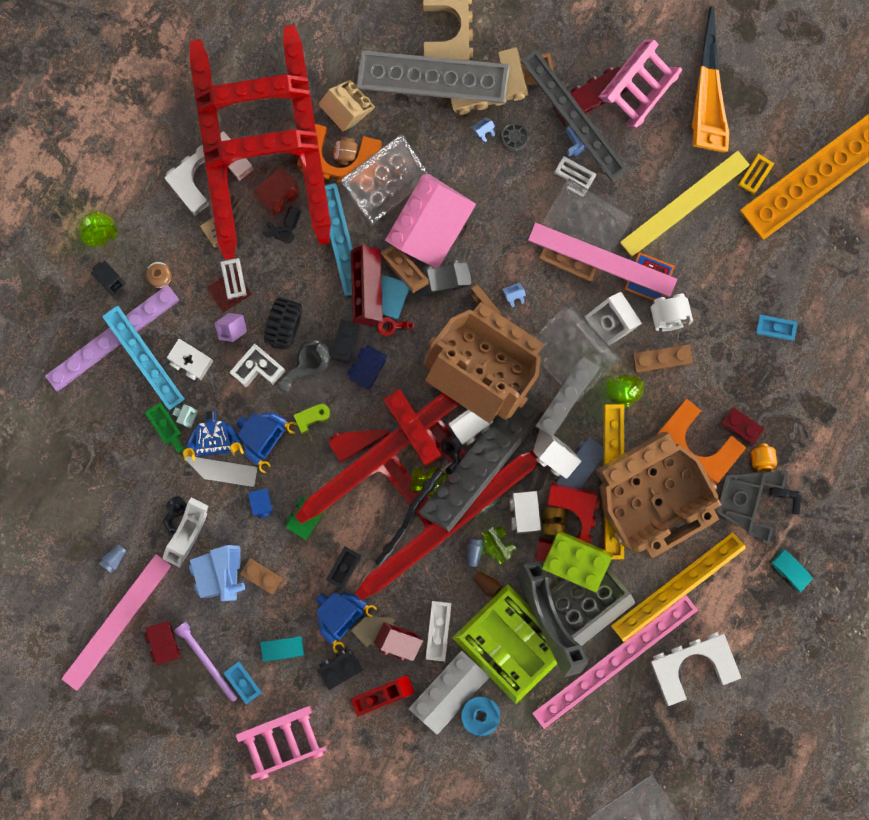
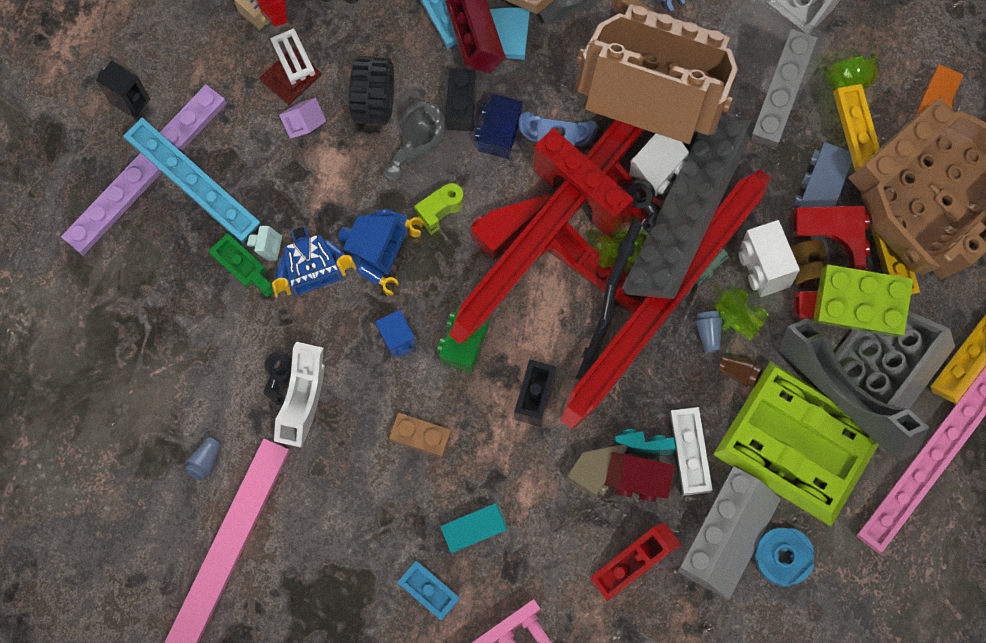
camera: 10 degrees left, 10 degrees down
(97, 228) = (97, 35): clear neon green cylinder -> none
(158, 275) = (191, 73): medium nougat head -> none
(162, 643) = (299, 560): dark red brick -> none
(184, 632) = (327, 538): lavender piece -> none
(200, 361) = (246, 161): white brick -> none
(217, 573) = (357, 439): light blue piece -> none
(224, 471) = (335, 306): white sticker -> none
(256, 363) = (347, 152): white brick -> none
(338, 615) = (544, 460): blue torso -> none
(340, 669) = (563, 538): black bracket -> none
(392, 326) = (519, 68): red plate -> none
(393, 375) = (578, 134): none -> medium blue piece
(403, 617) = (636, 443): none -> teal slope
(555, 454) = (789, 168): white slope -> none
(662, 358) = (887, 29): medium nougat plate -> none

